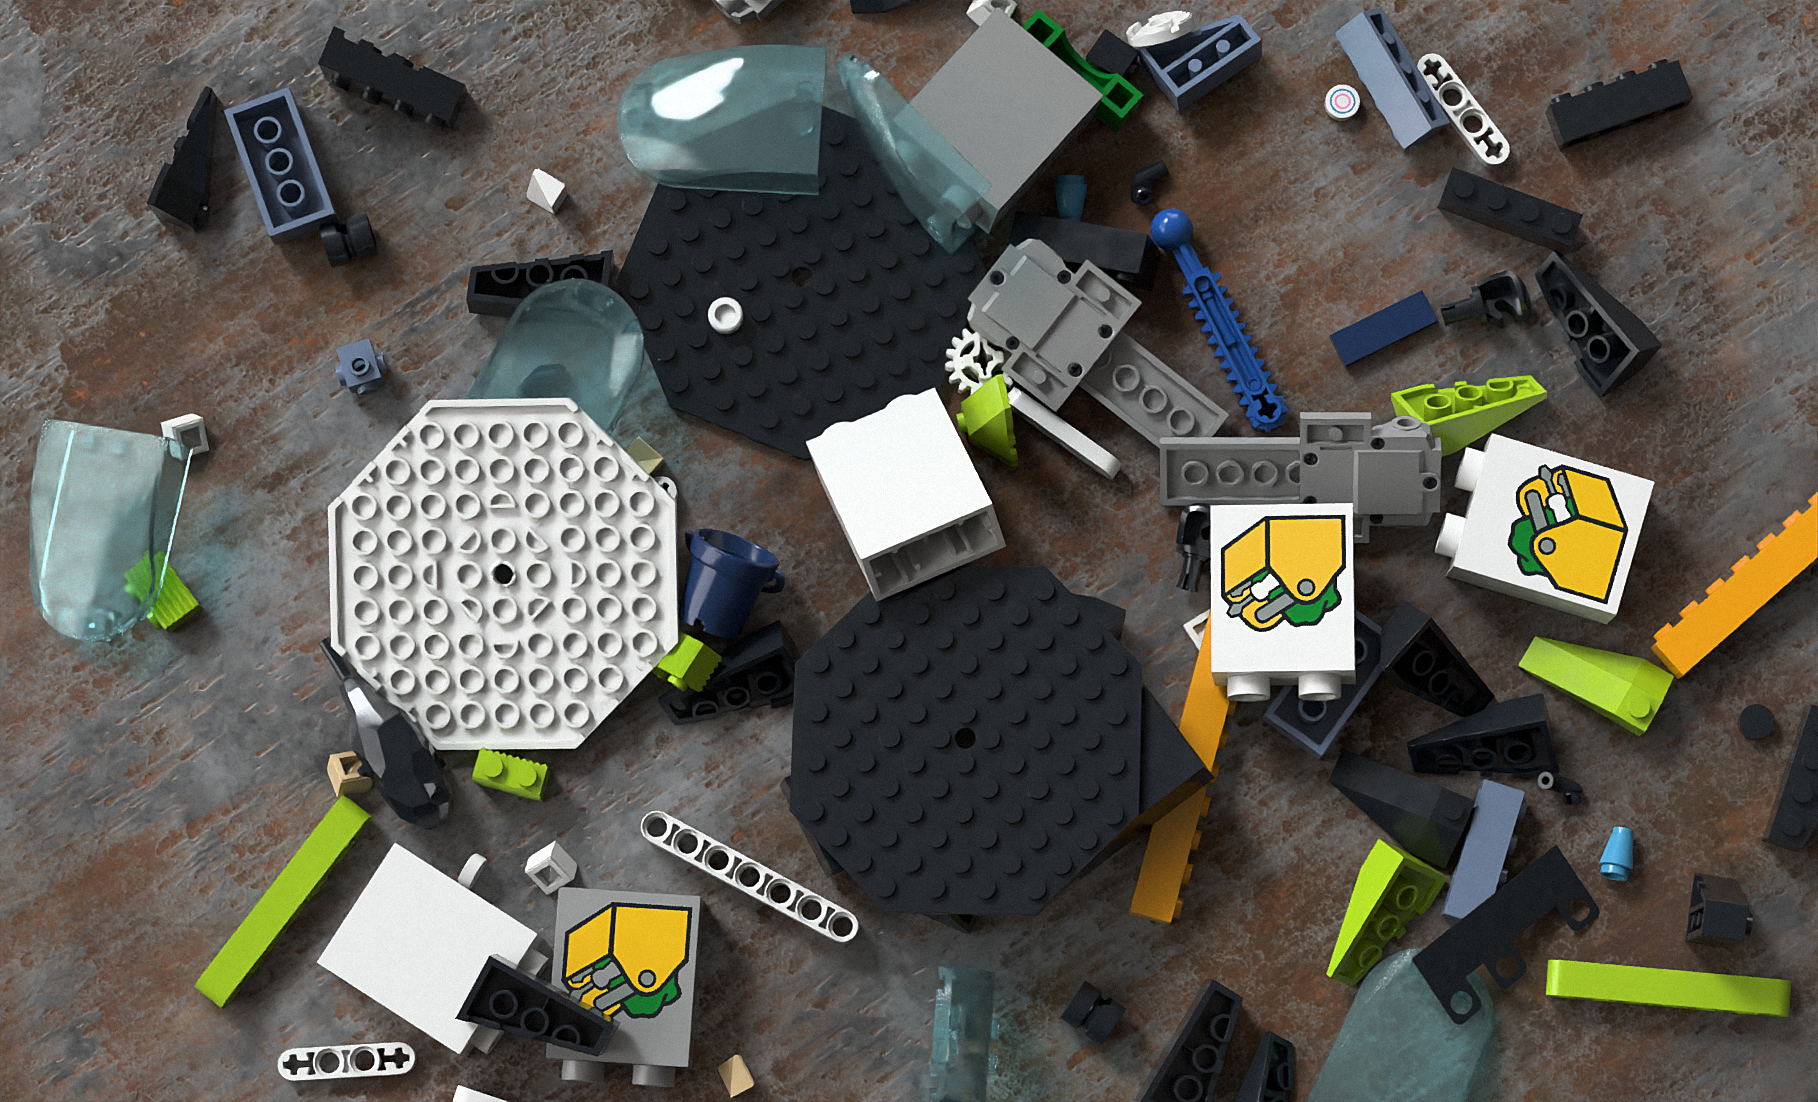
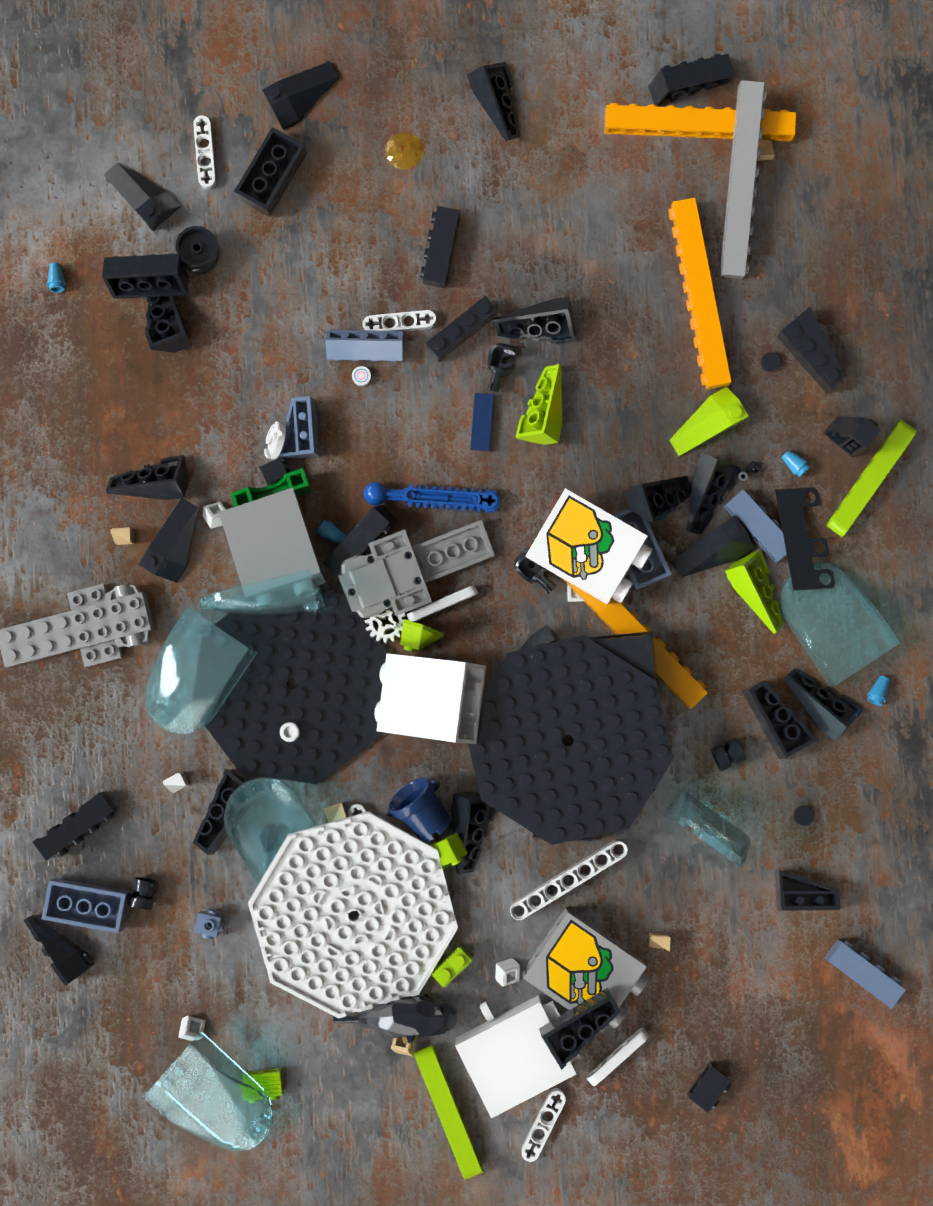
camera: 55 degrees left, 5 degrees up
(1143, 182) = (343, 493): black arm -> none
(1383, 471) = (537, 486): light grey piece -> none
(1545, 527) = (624, 403): brick -> none

